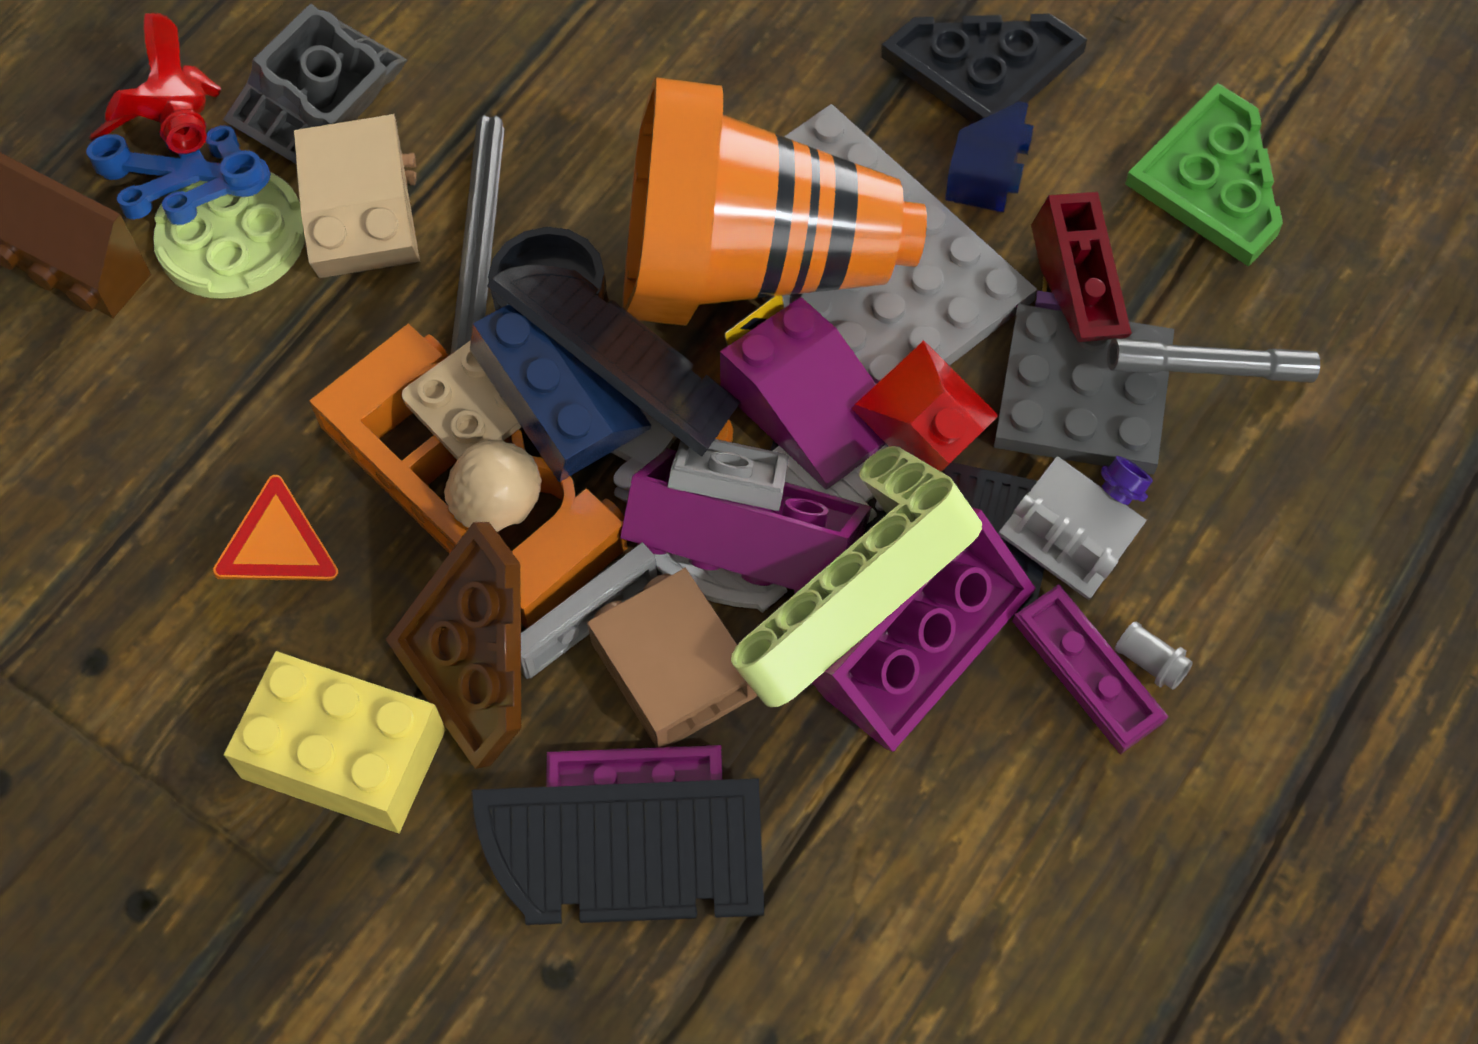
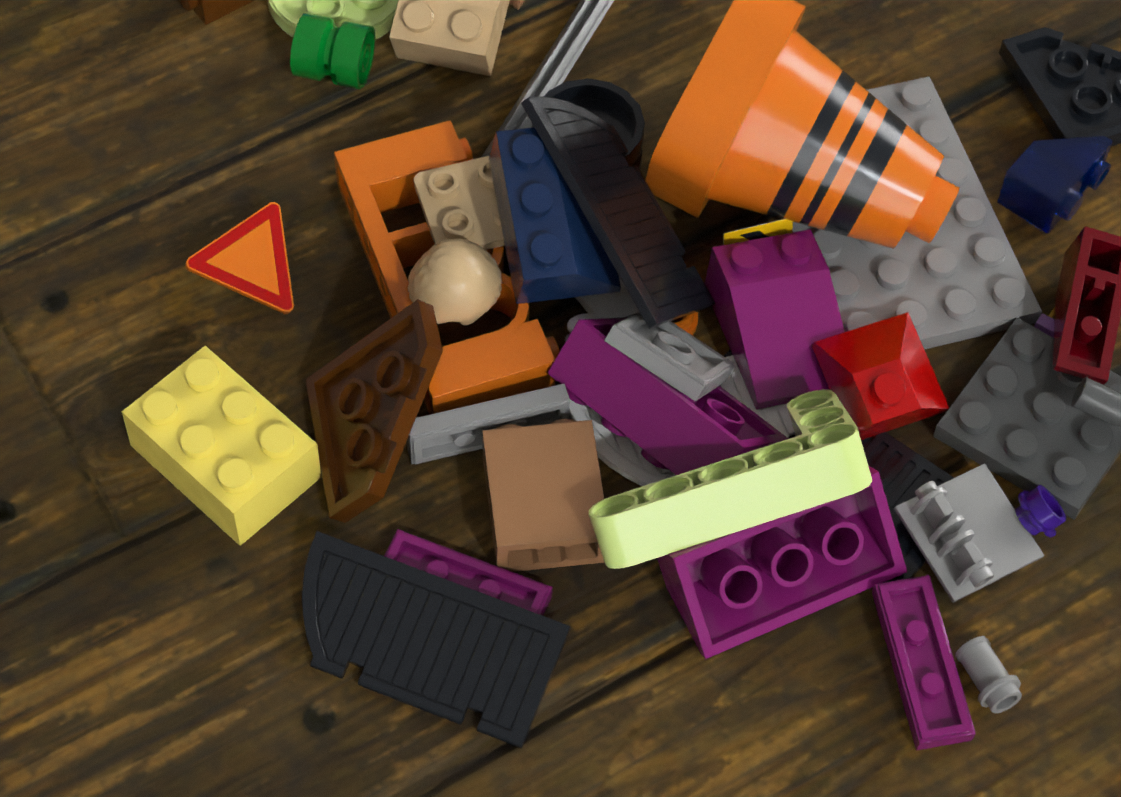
camera: 20 degrees right, 5 degrees down
(256, 297) = (330, 50): none -> green wheel

